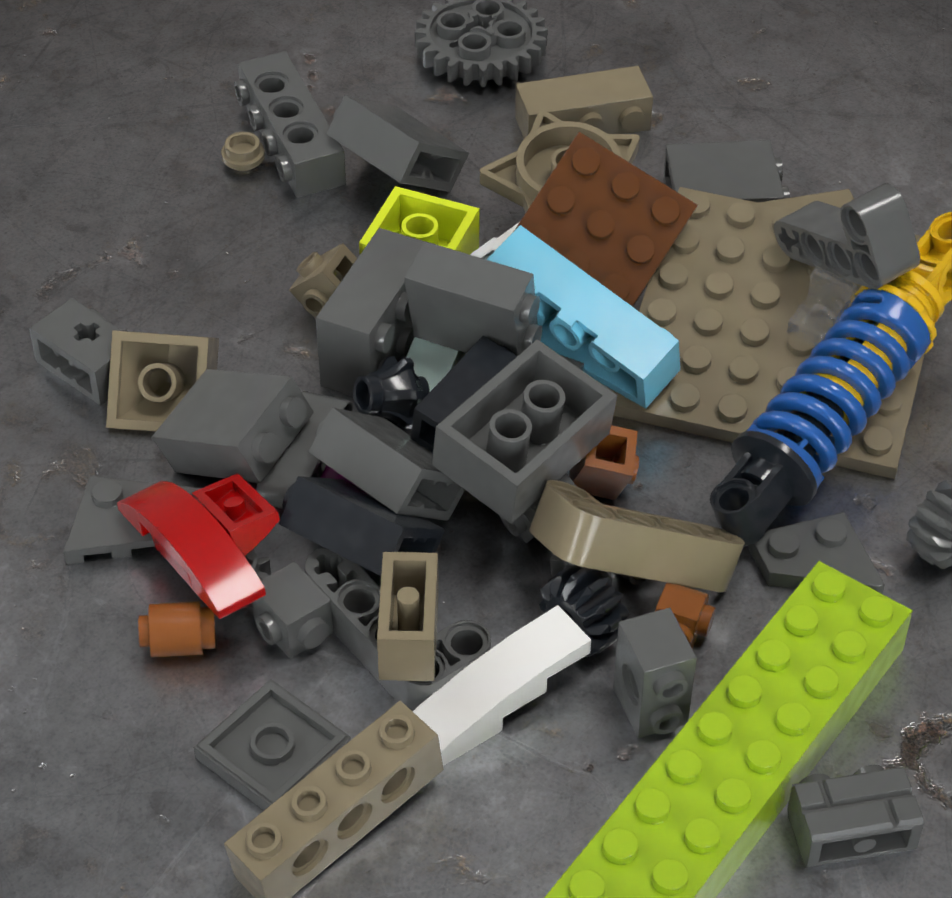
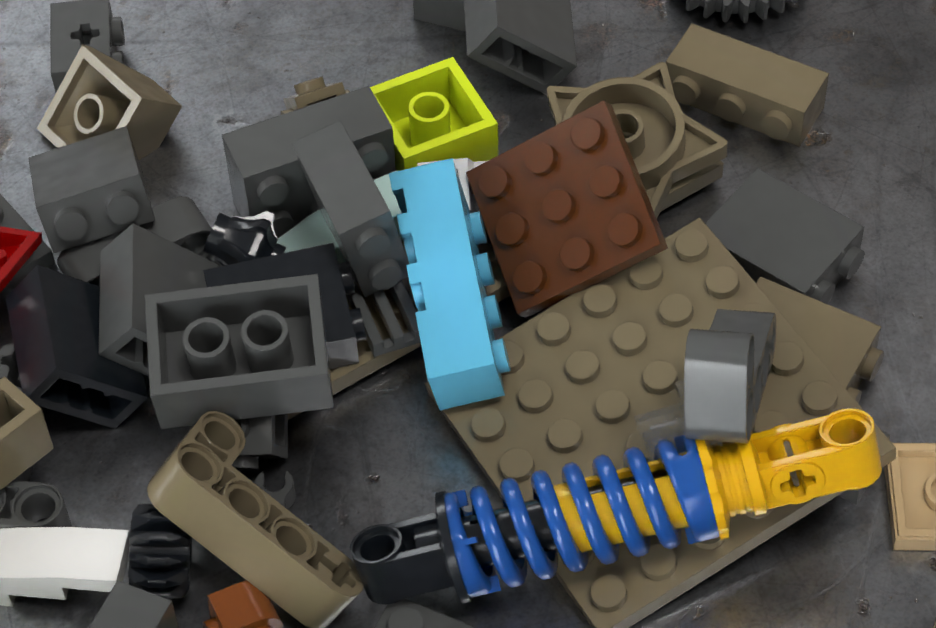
camera: 45 degrees right, 5 degrees up
(608, 465) = (339, 434): dark orange brick -> none

